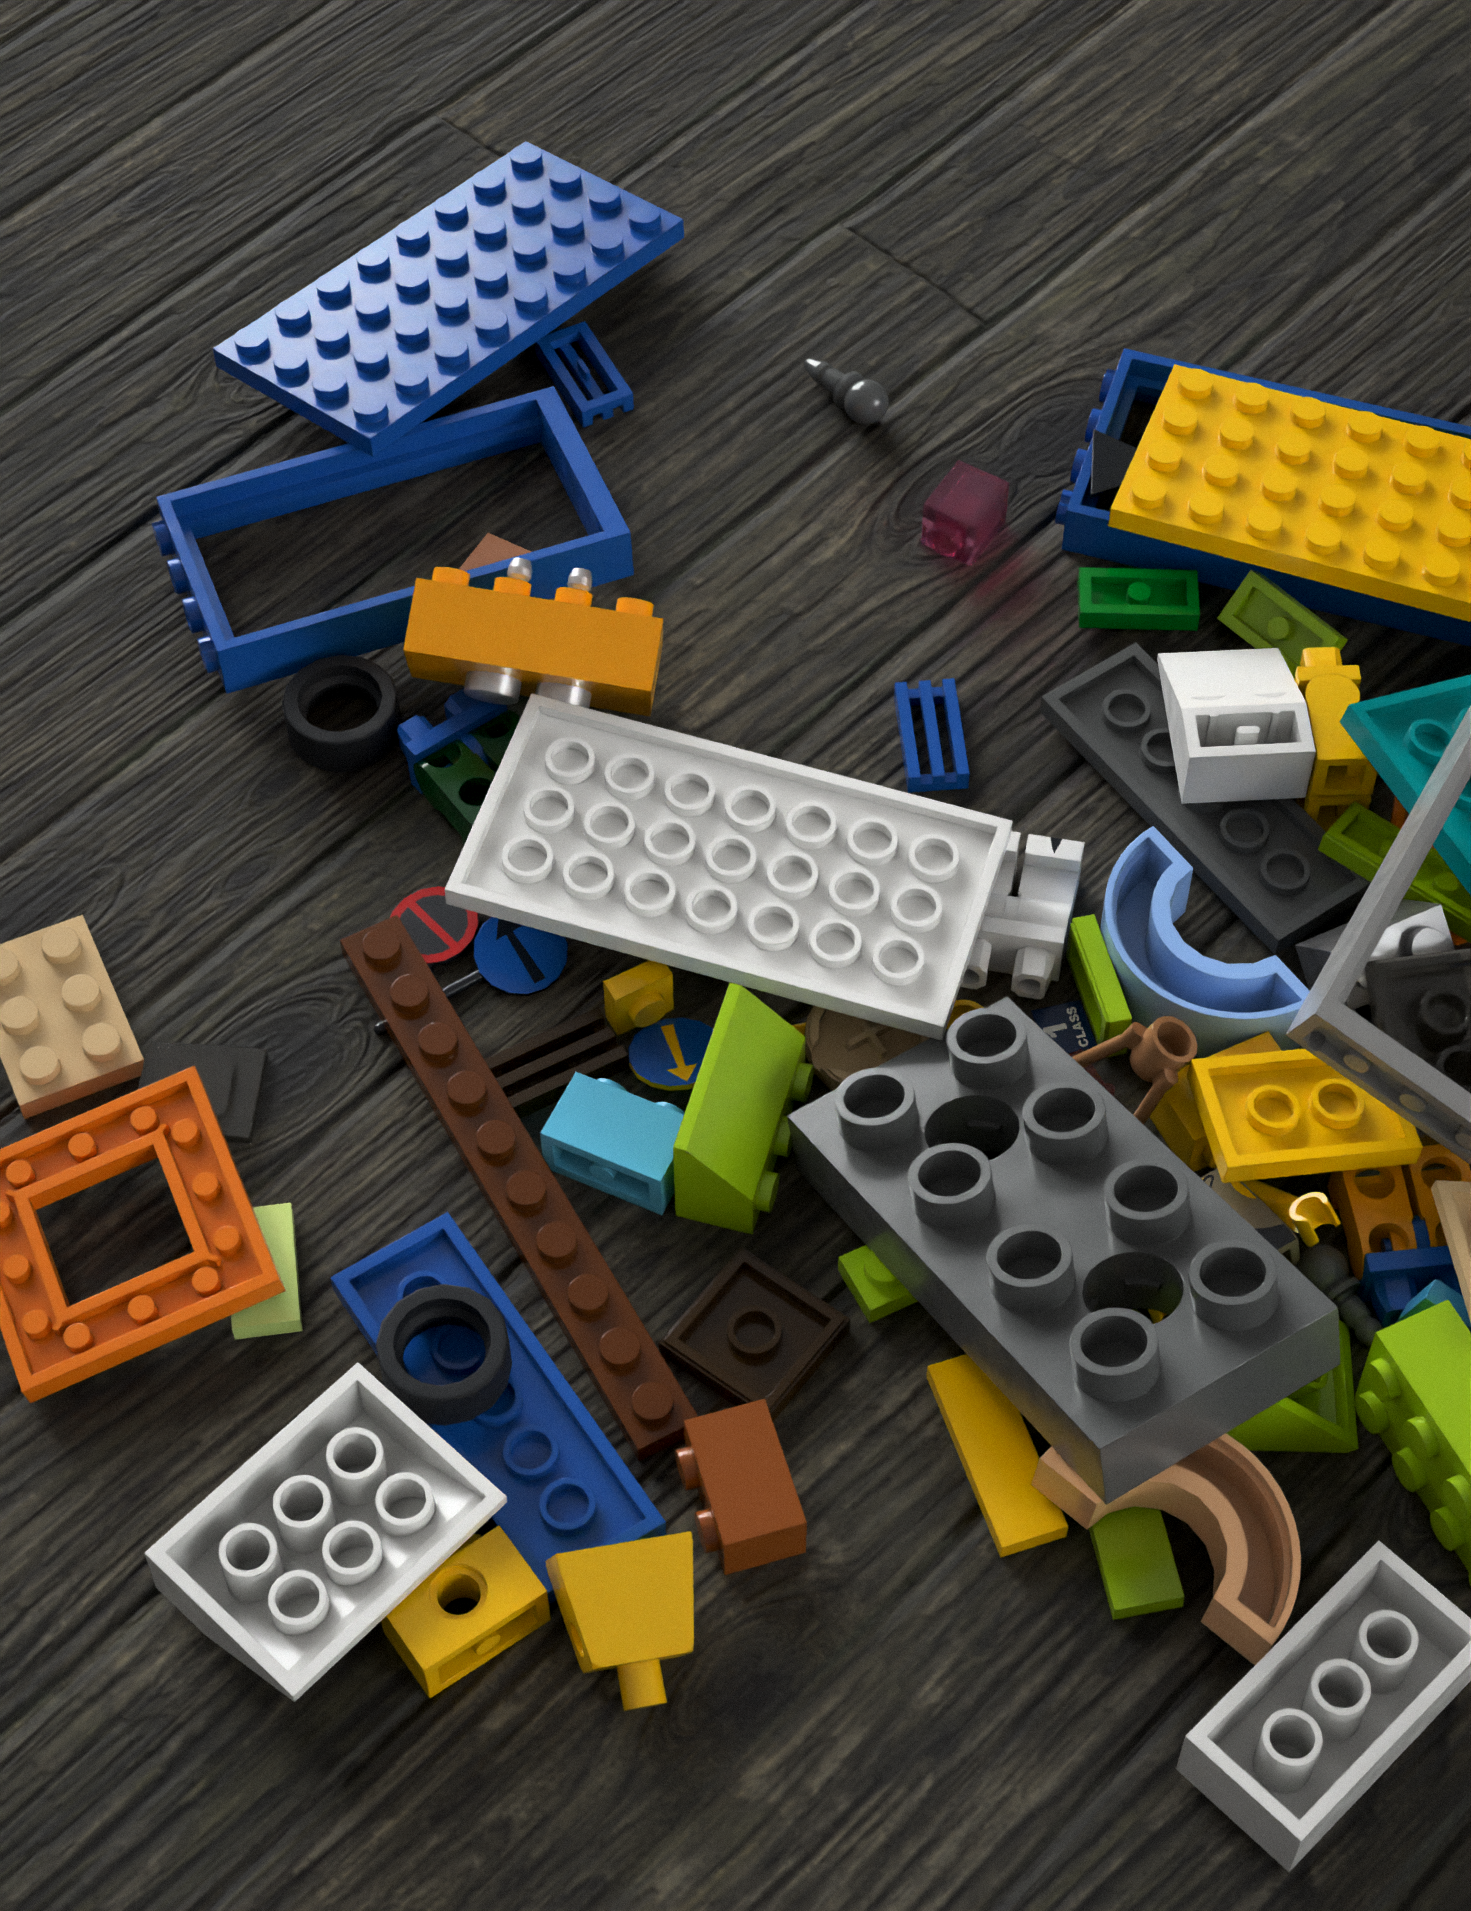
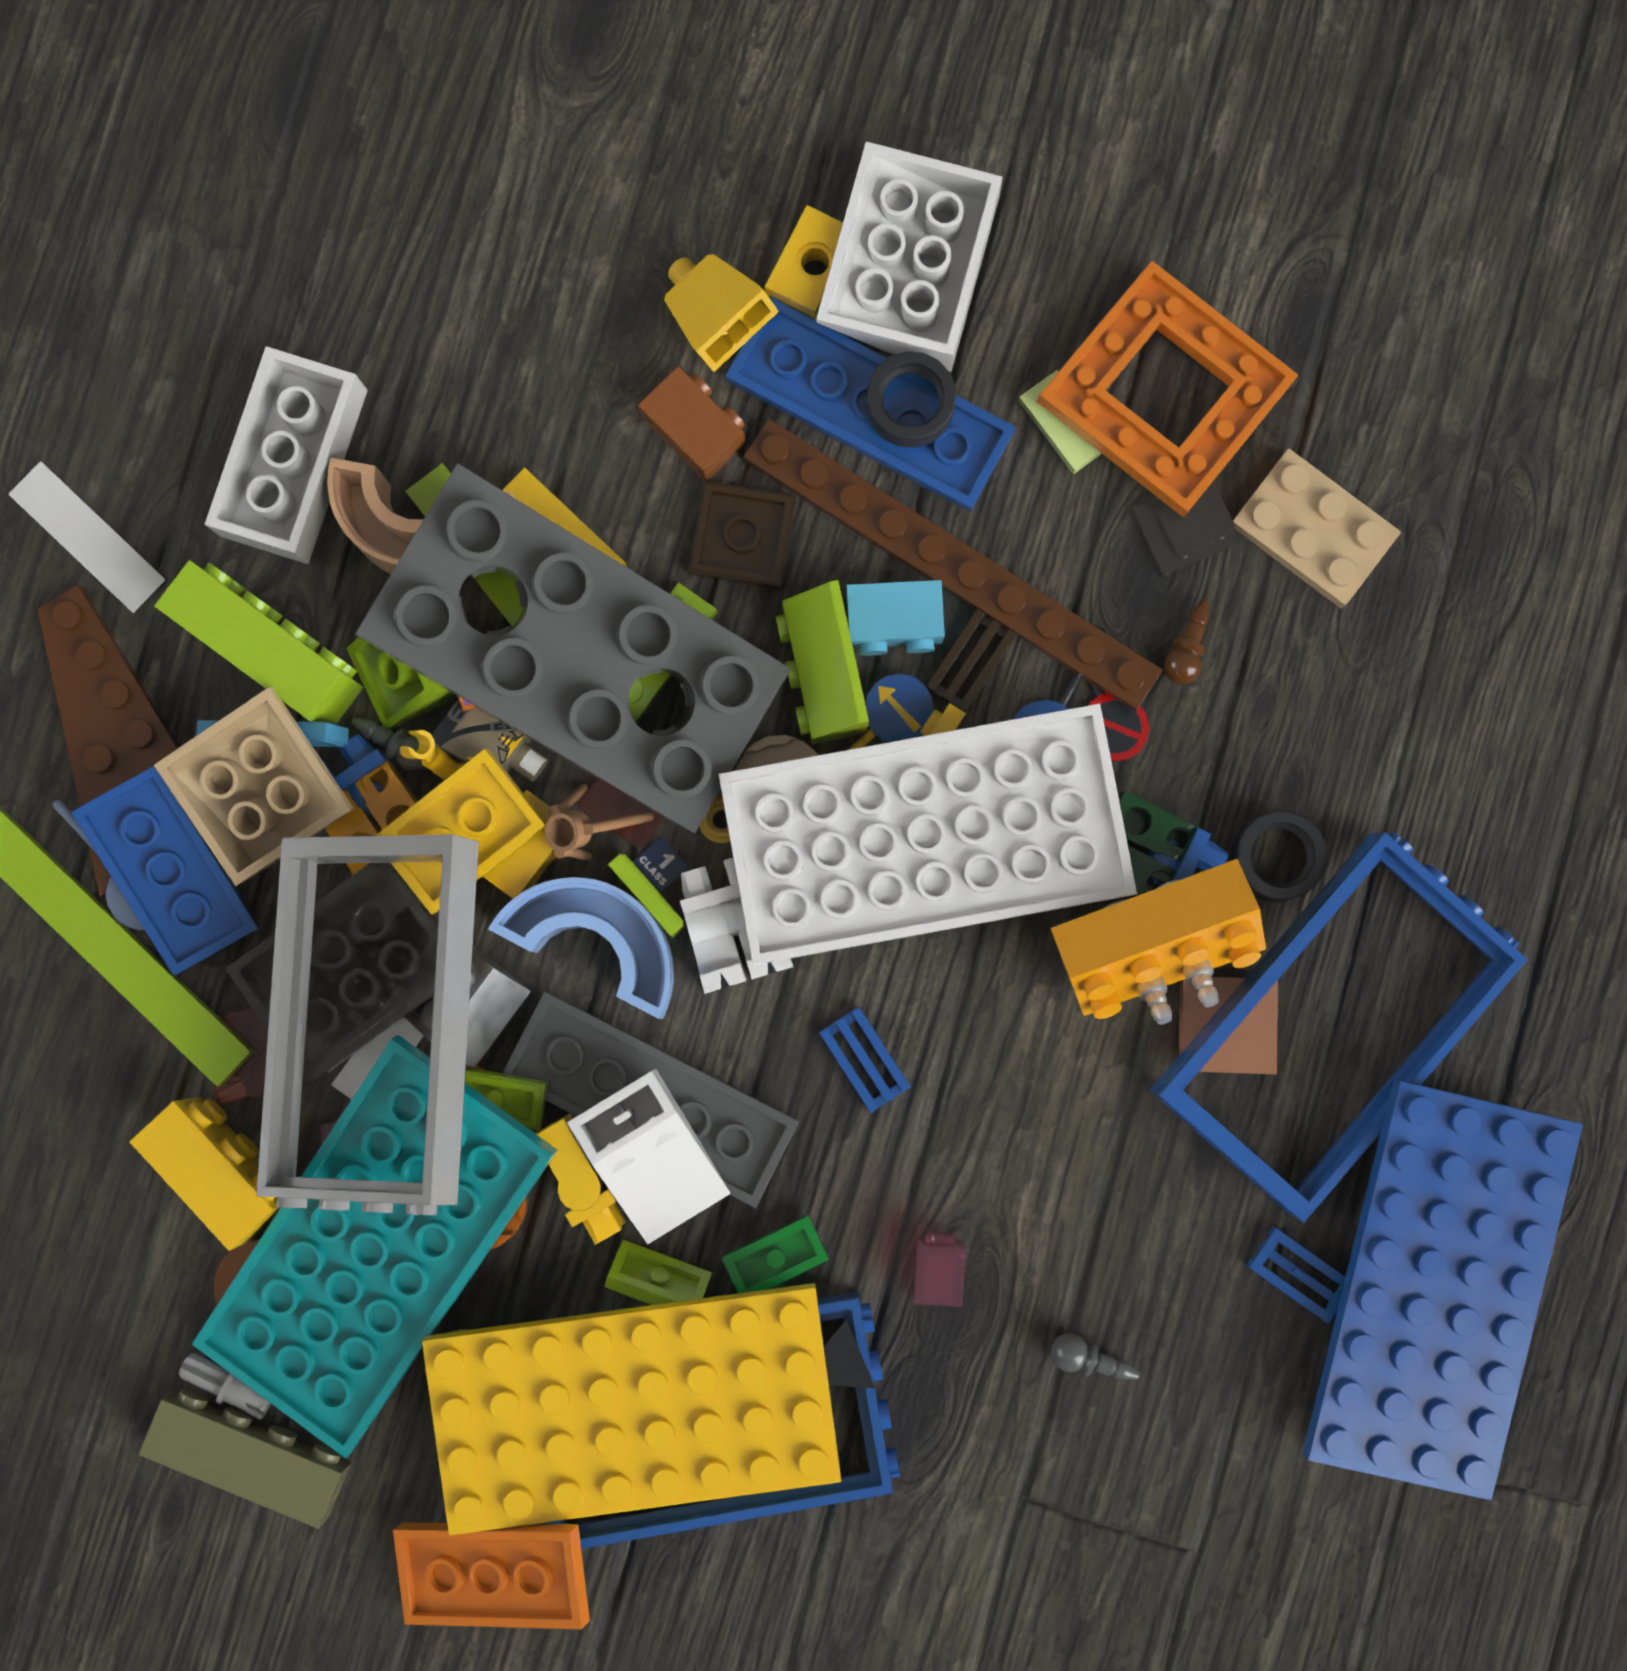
camera: 155 degrees right, 30 degrees up
(309, 942) = (1184, 662): none -> reddish brown bar

